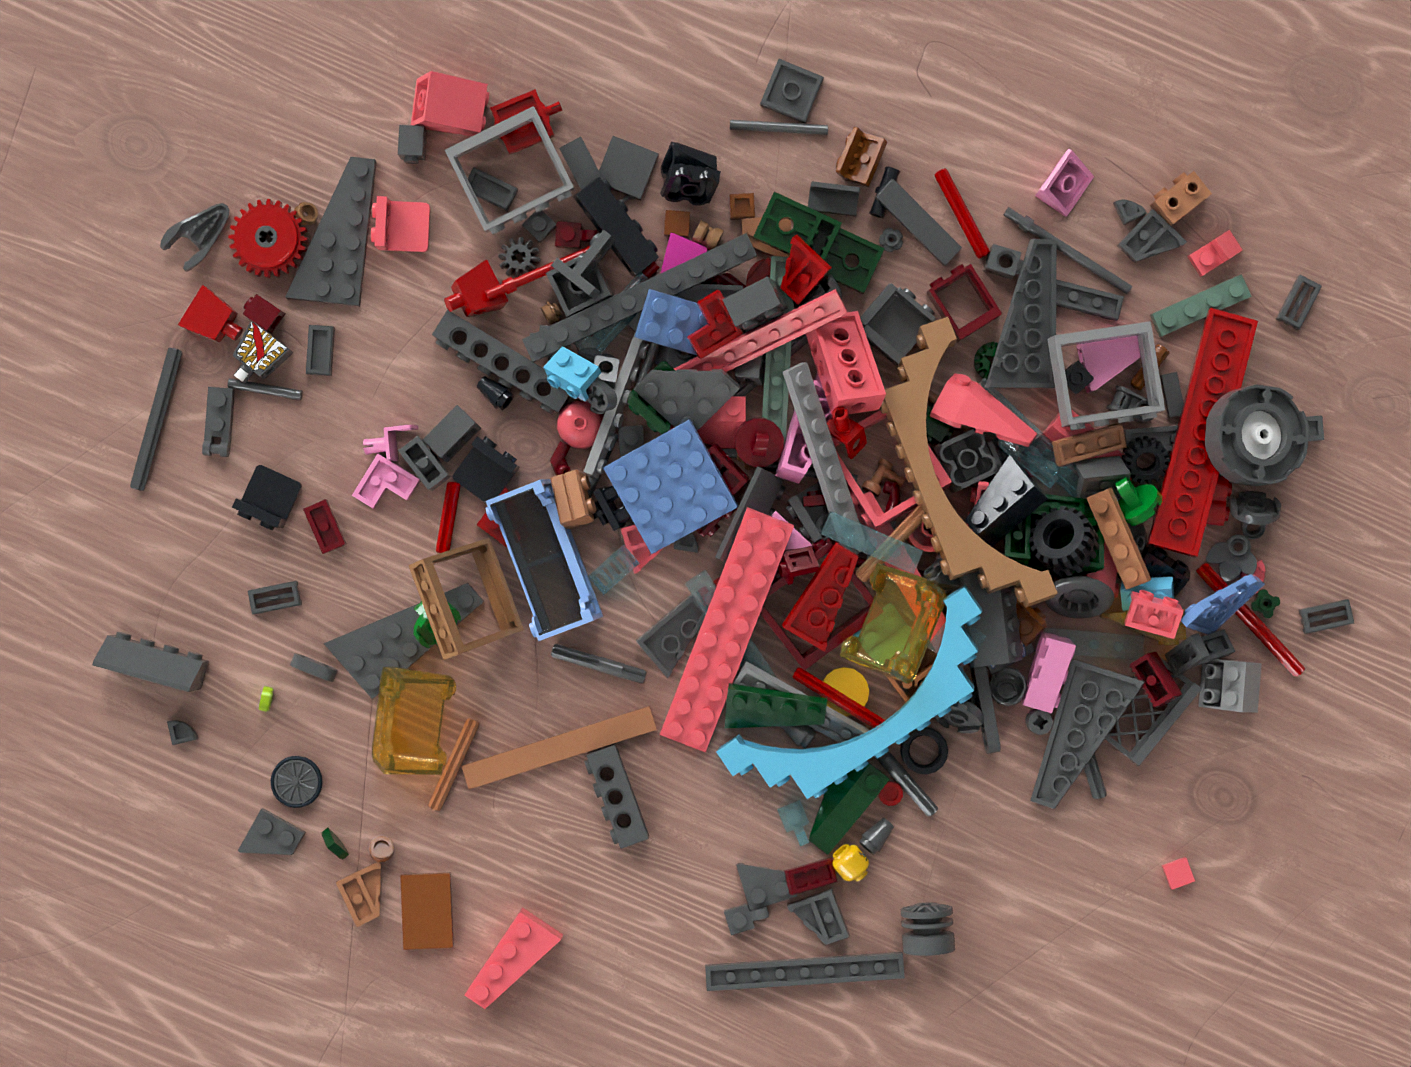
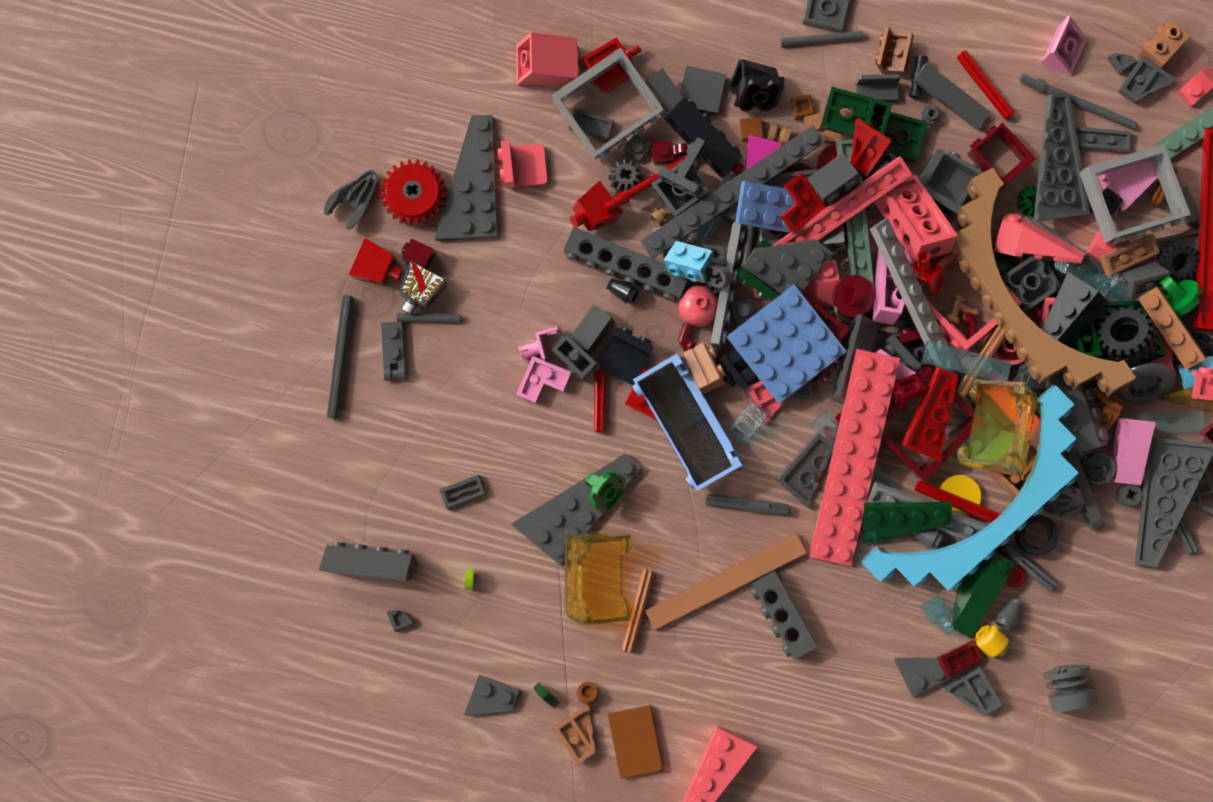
camera: 10 degrees left, 5 degrees down
(268, 498) = (445, 407): black bracket -> none
(296, 781) = (505, 646): dark grey wheel -> none
(311, 211) = (444, 164): medium nougat plate -> none
(313, 667) = (505, 545): dark grey beam -> none
(320, 350) = (470, 278): dark grey tile -> none
(324, 526) = (496, 424): dark red plate -> none
(412, 143) = (521, 96): dark grey brick -> none
(438, 607) = (611, 475): medium nougat window -> none
(742, 919) = (906, 705): dark grey plate -> none
(804, 971) = (969, 742): dark grey plate -> none
(992, 262) = (1019, 122): dark grey brick -> none
(1129, 401) = (1151, 213): dark grey piece -> none

